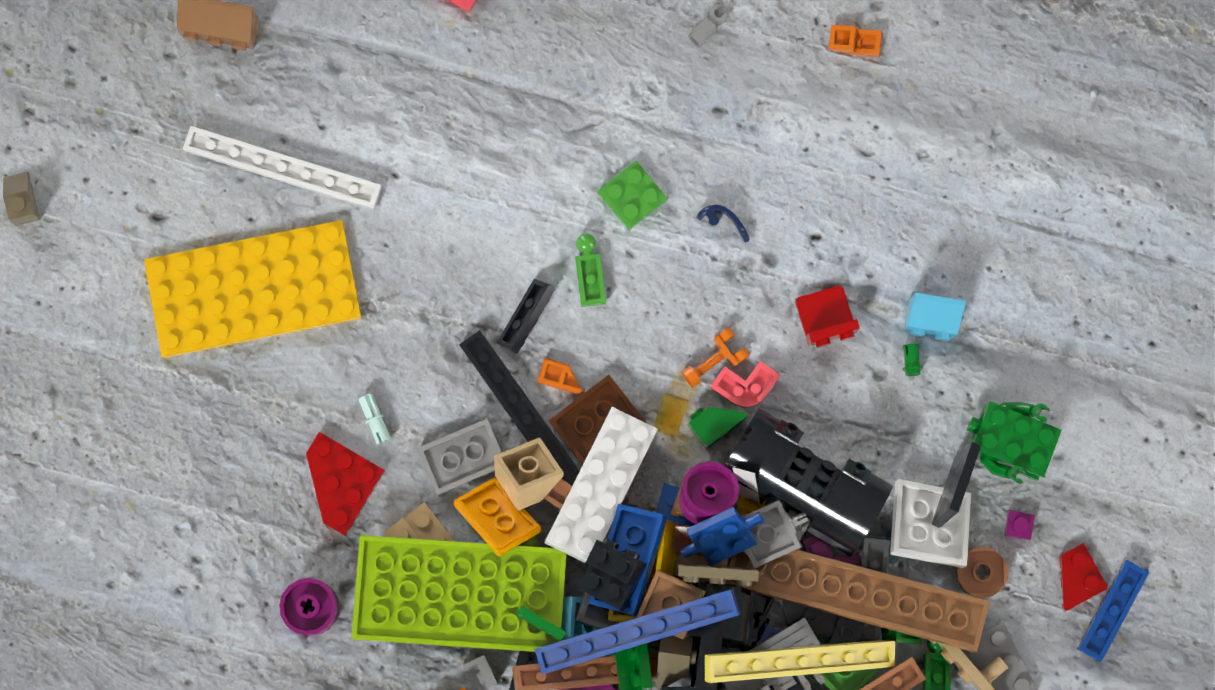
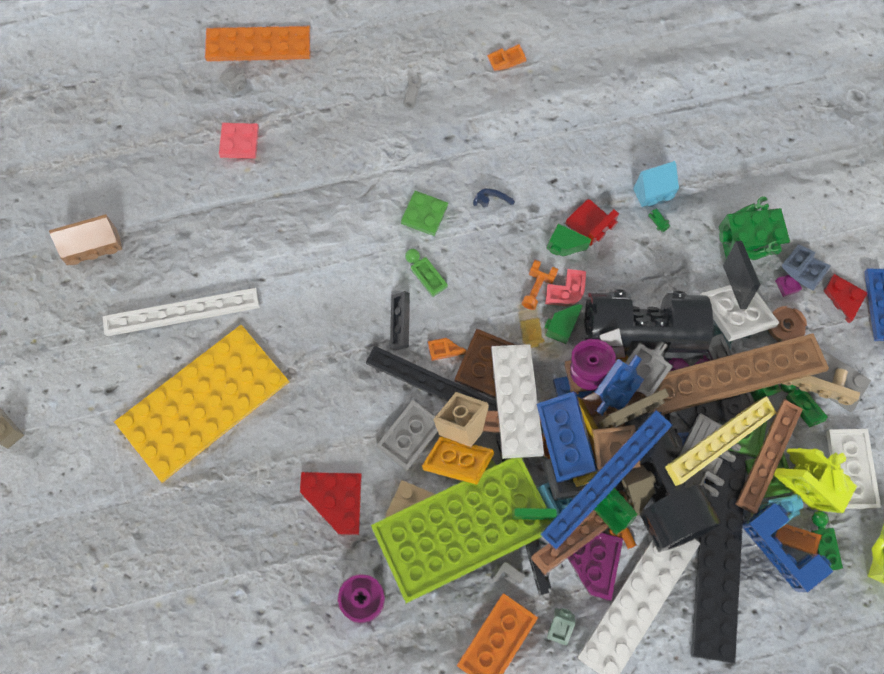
camera: 30 degrees left, 10 degrees down
(374, 419) = (335, 442): light aqua axle -> none
(612, 574) = (563, 451): black plate -> none
(779, 326) = (567, 242): none -> green slope
(1052, 516) = (805, 268): none -> sand blue slope

